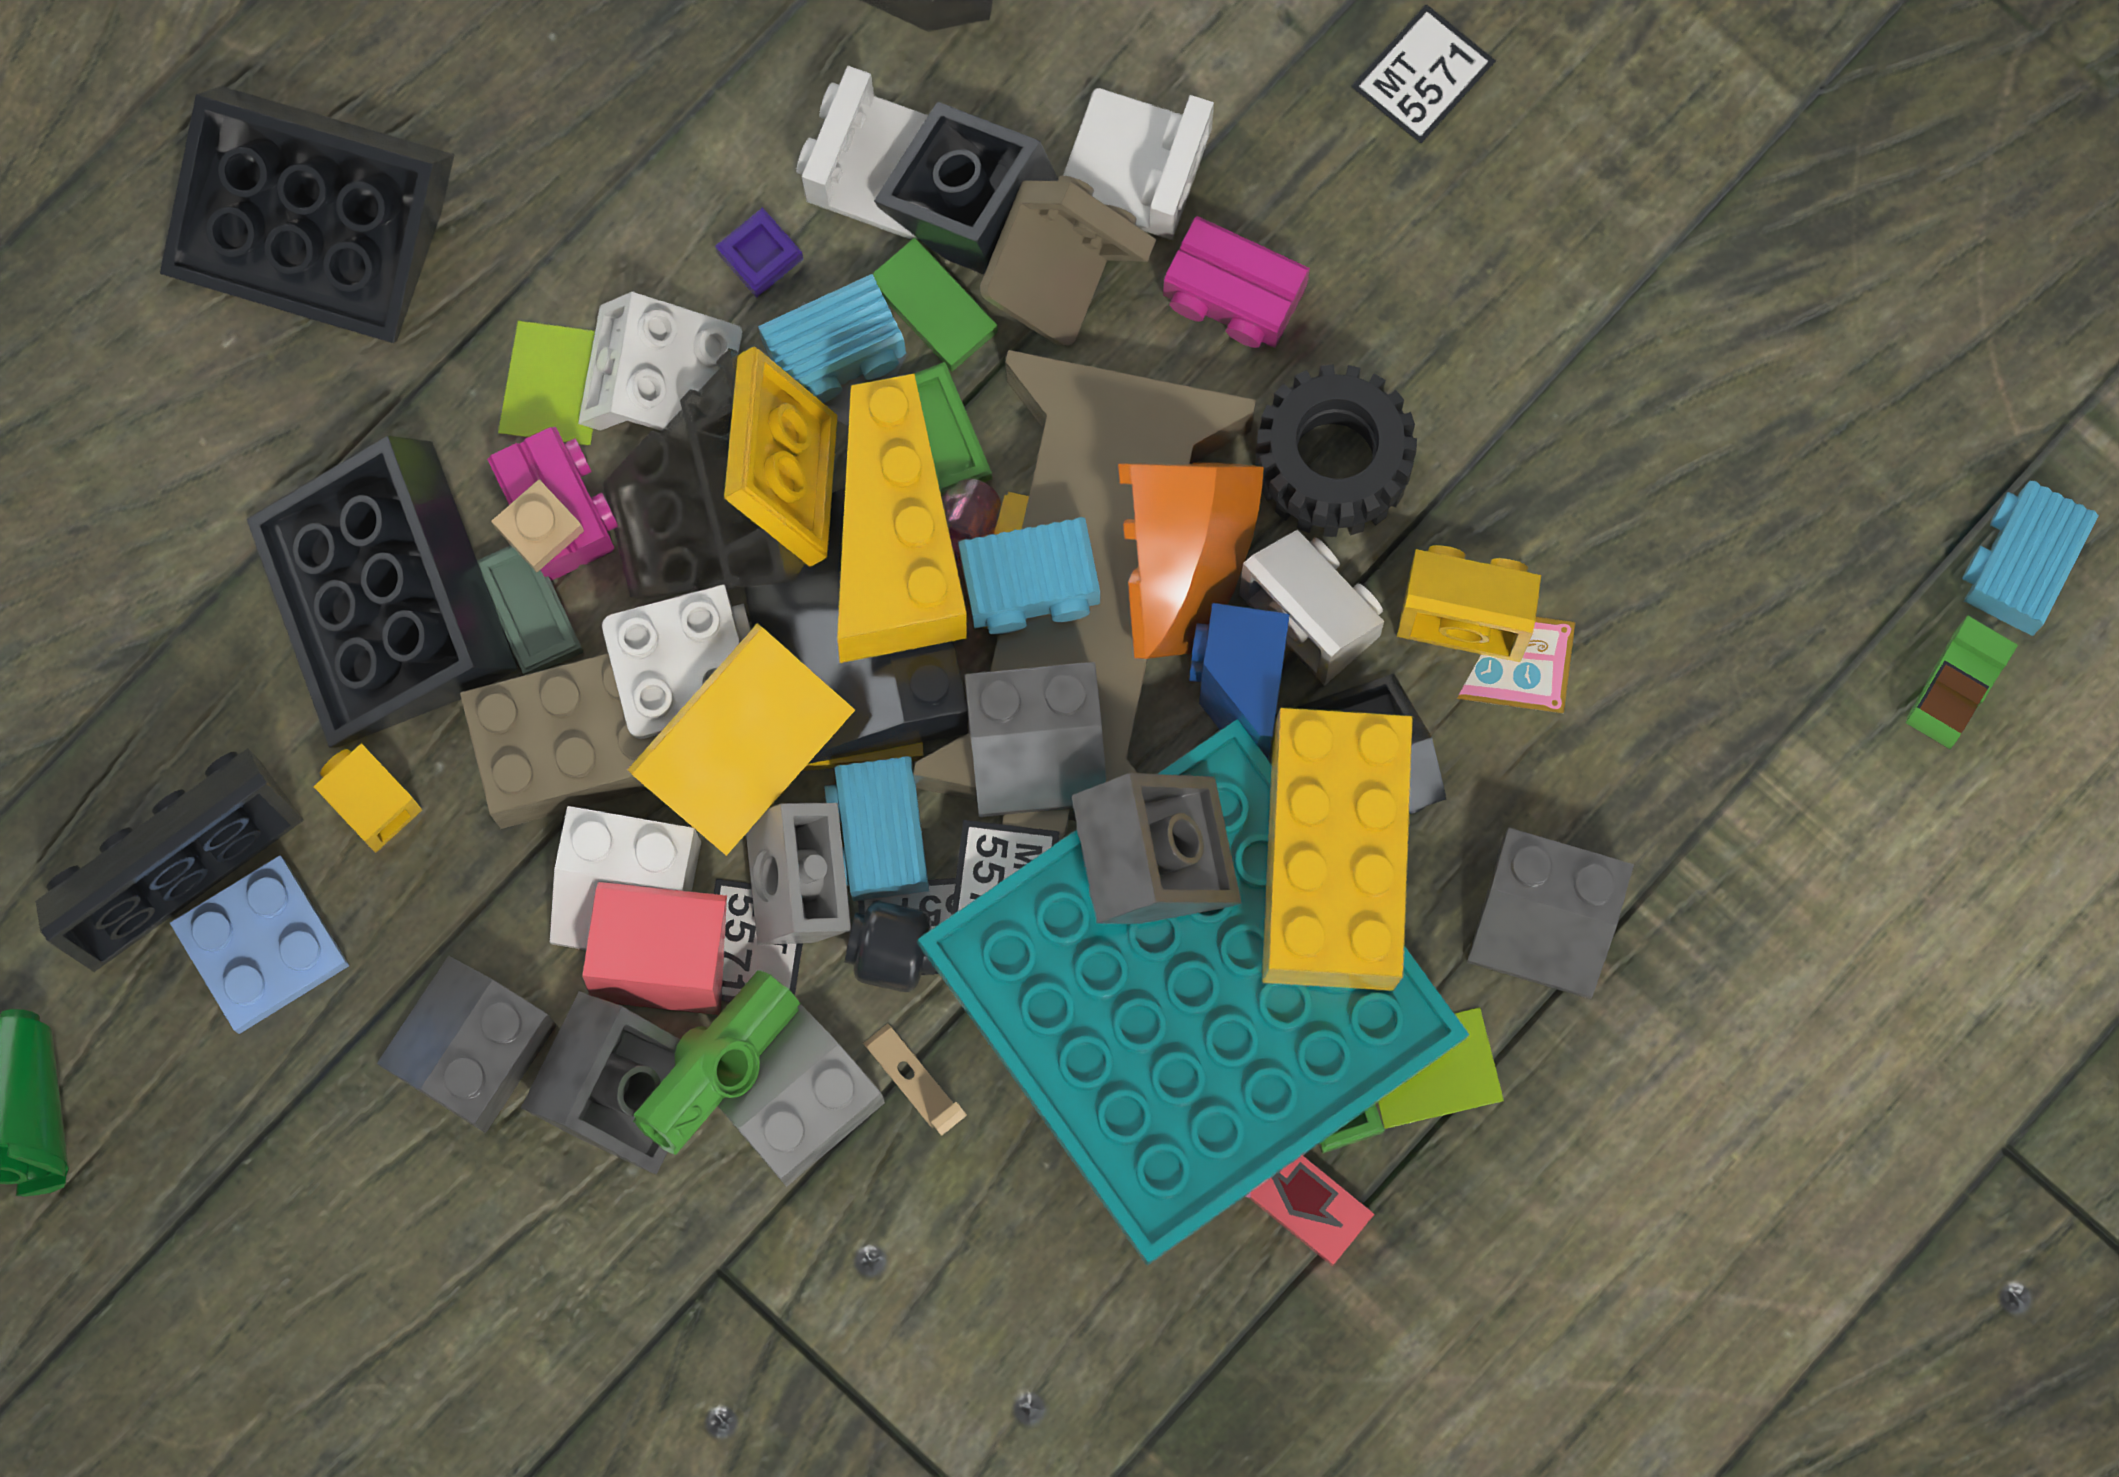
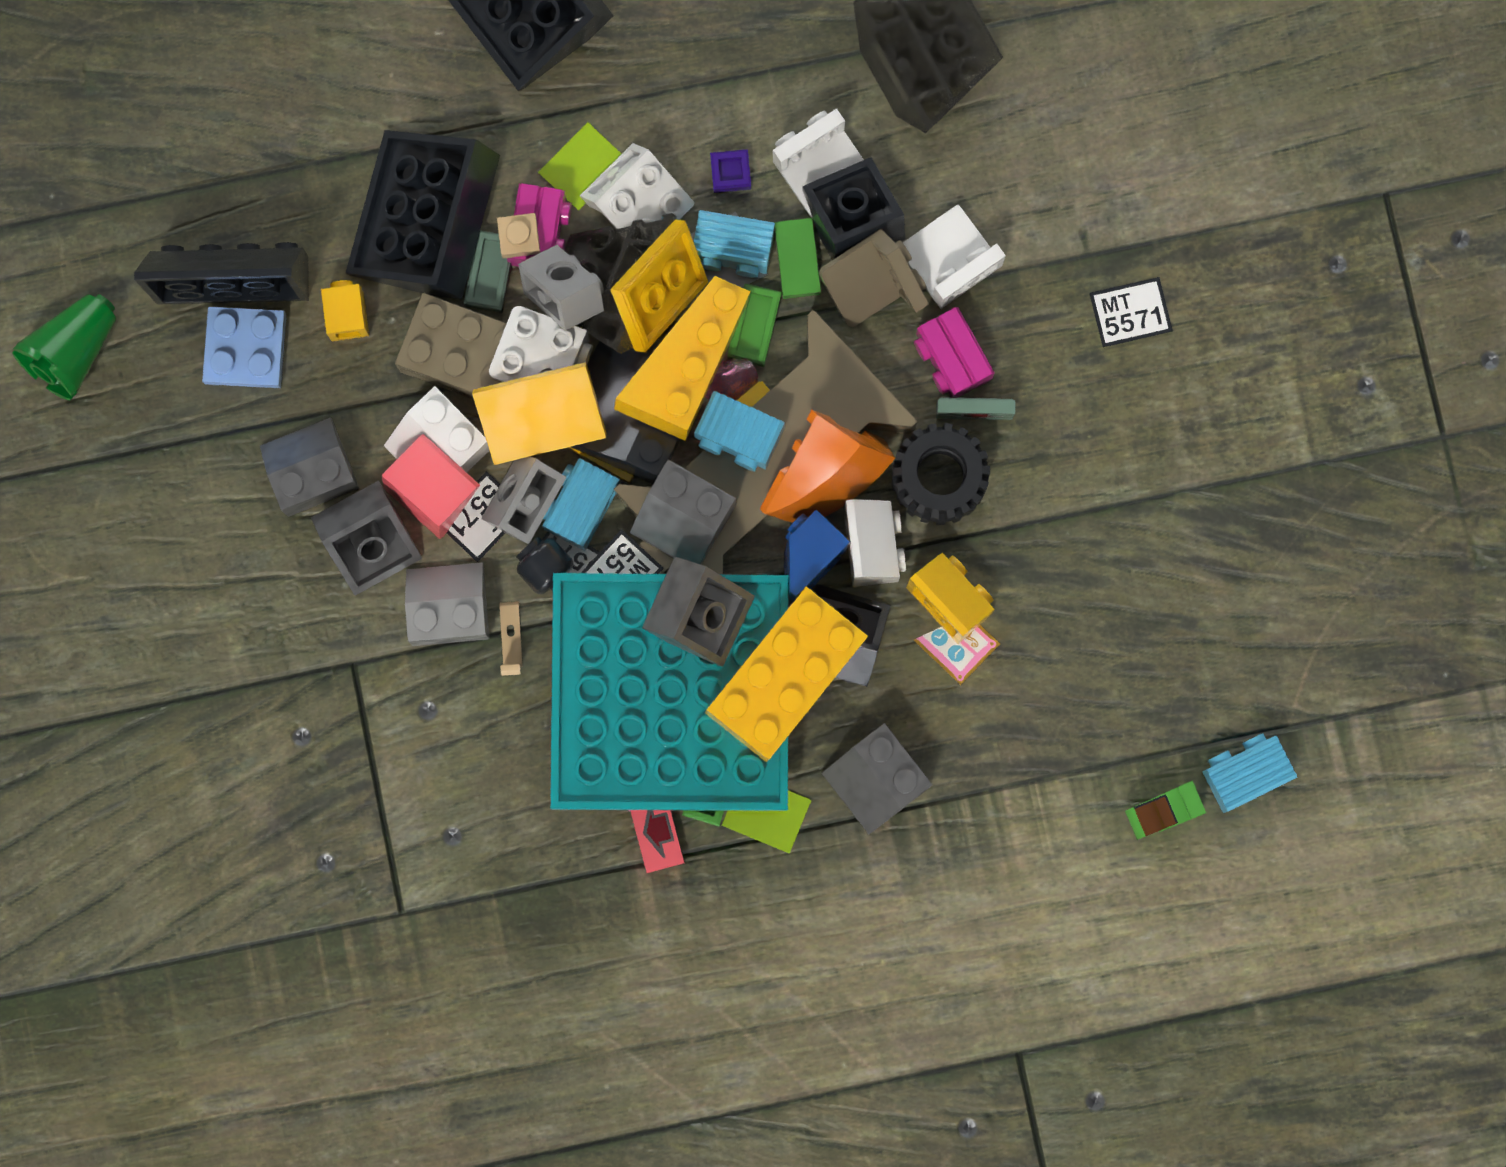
camera: 35 degrees right, 5 degrees up
(648, 551) = (561, 287): none -> light grey brick
(716, 1062) = (419, 562): bright green piece -> none
(1316, 334) = (975, 408): none -> sand green tile

